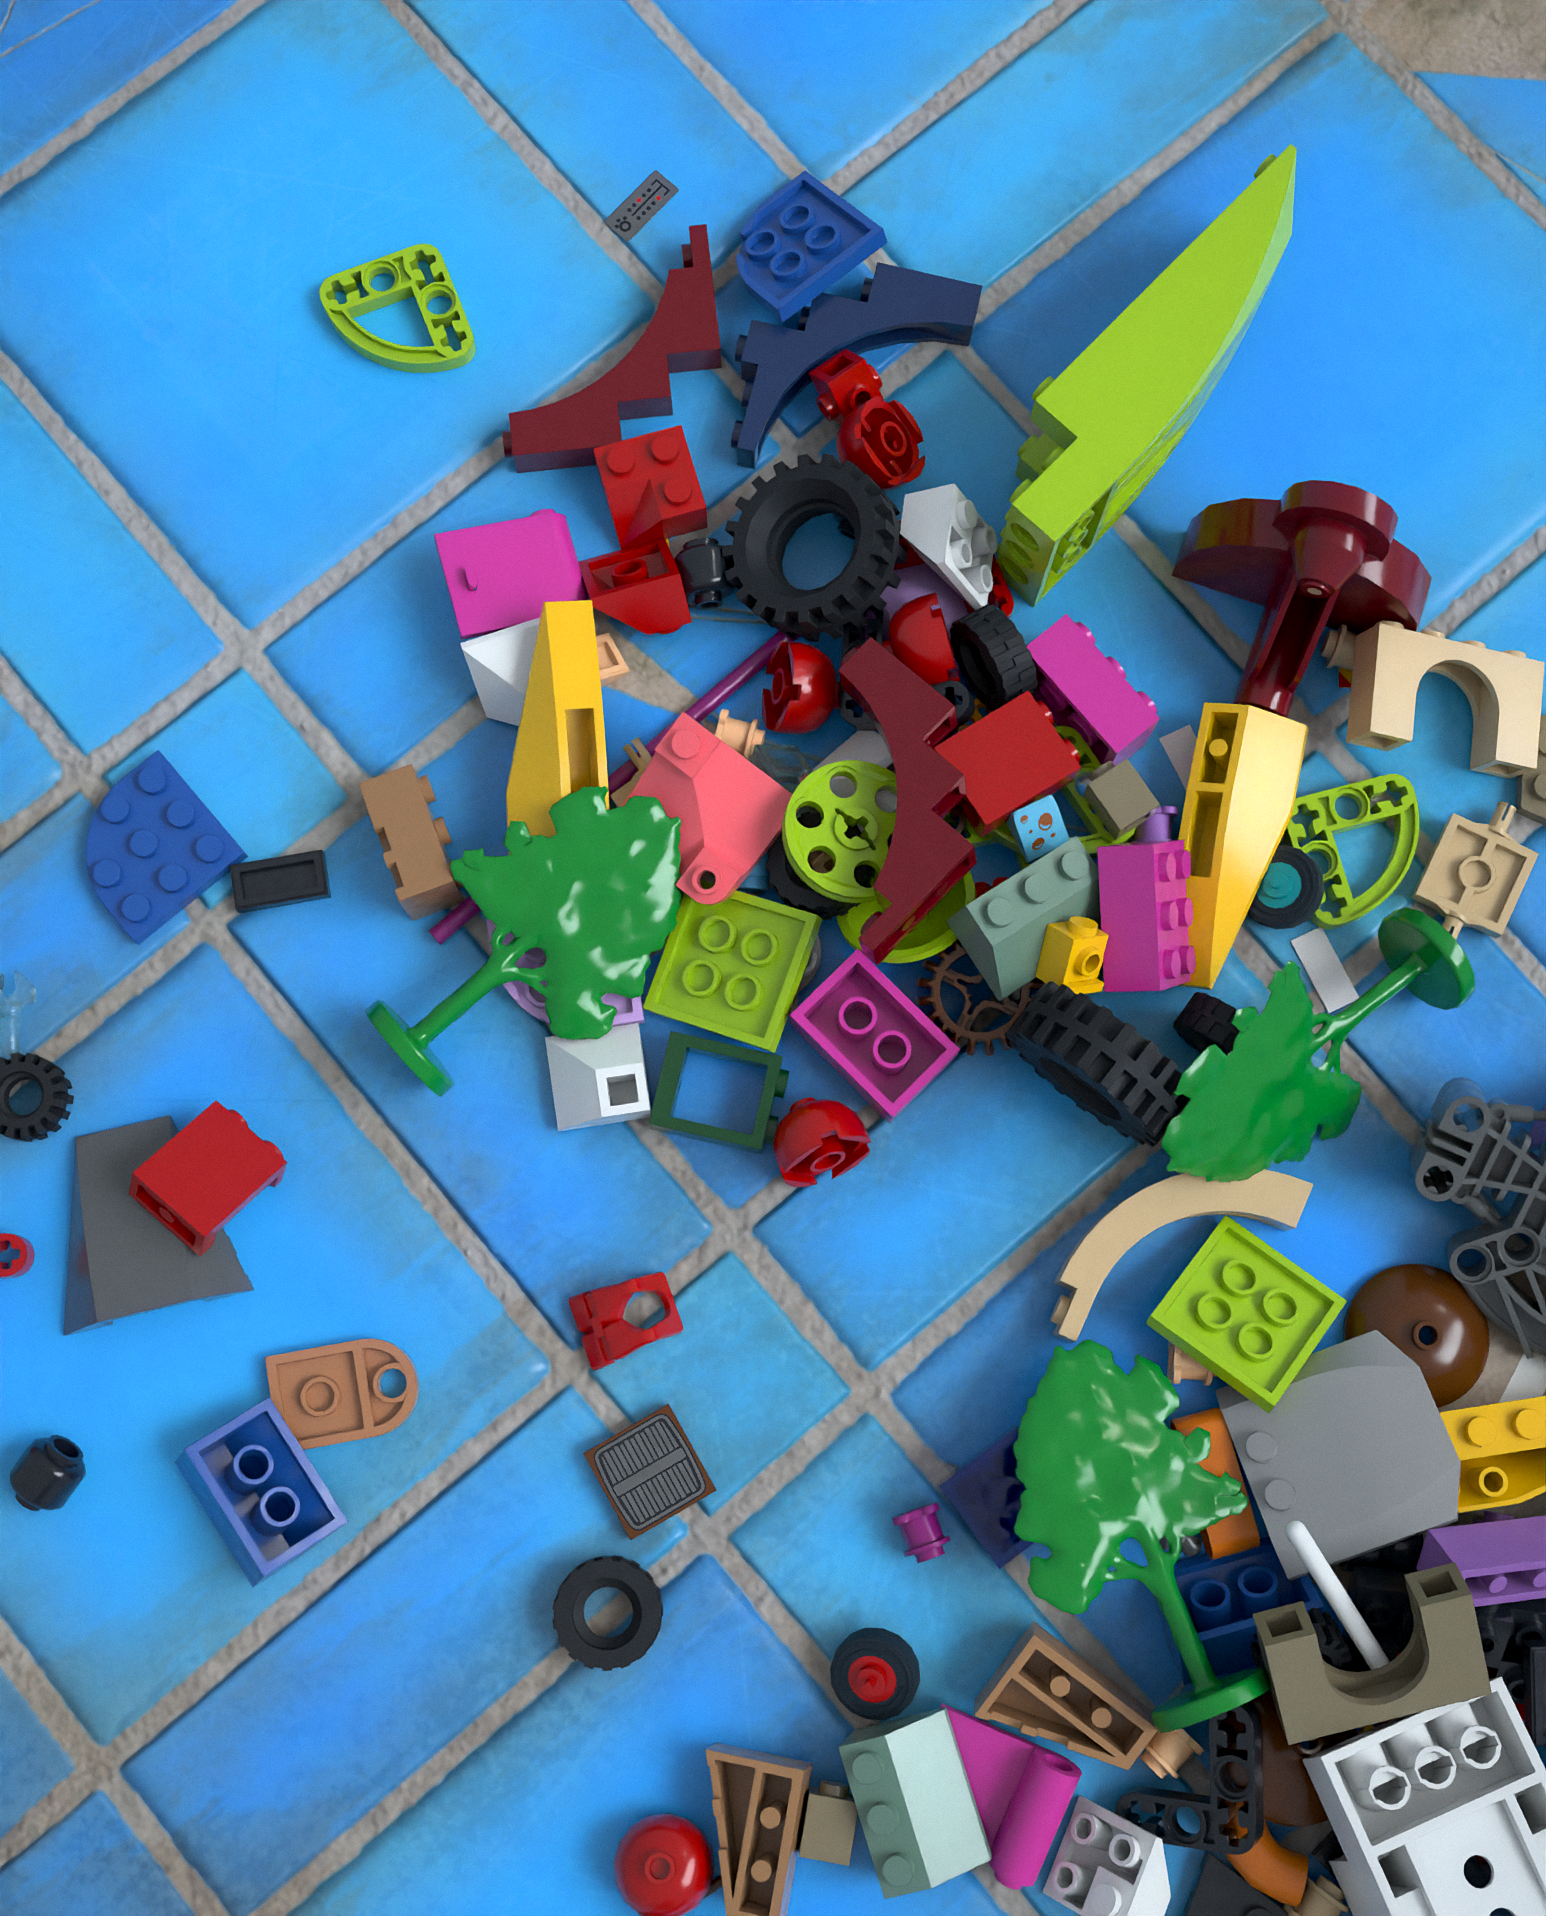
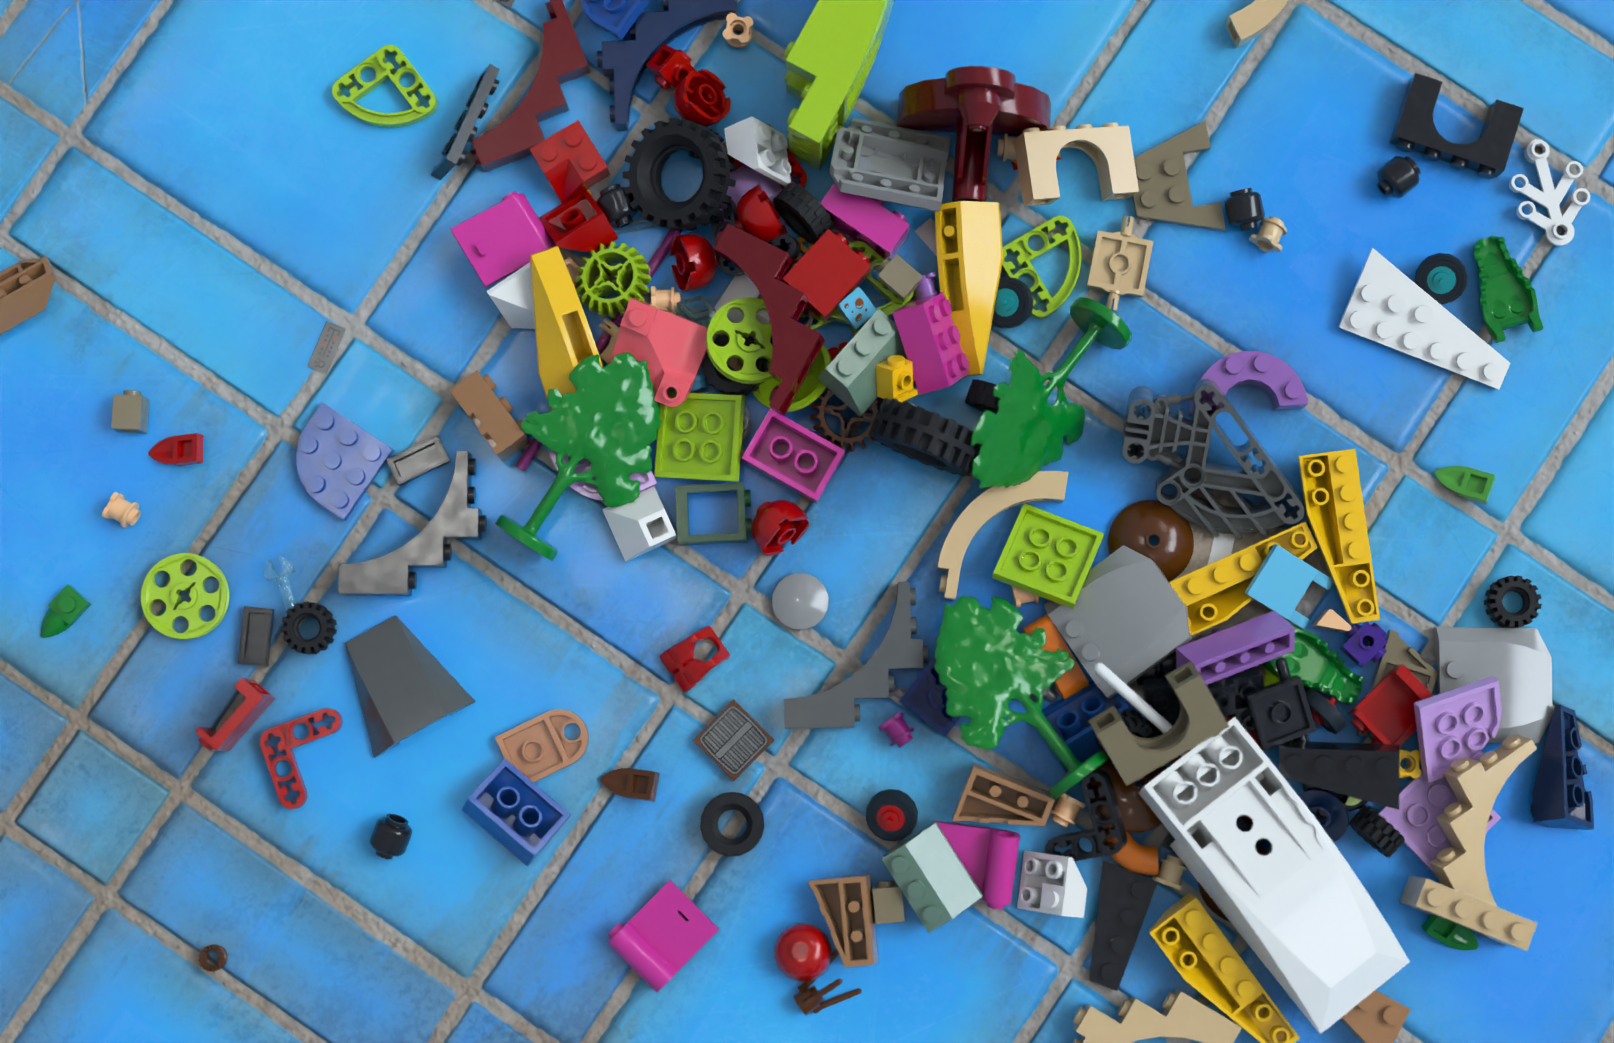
camera: 15 degrees left, 5 degrees up
(193, 670) = (326, 347): none -> sticker
(206, 1176) = (431, 643): red panel -> none
(306, 989) = (429, 549): none -> arch
(435, 1773) = (660, 938): none -> dark pink door
(464, 1497) = (632, 783): none -> reddish brown plate
(505, 393) = (465, 126): none -> wing
(696, 671) = (592, 293): none -> lime gear
(820, 1273) = (800, 601): none -> light grey dish
(957, 1399) = (897, 651): none -> dark grey arch
(968, 352) = (735, 24): none -> light nougat brick
(1153, 620) = (890, 163): none -> light grey wedge
(1324, 969) = (1046, 343): white sticker -> none

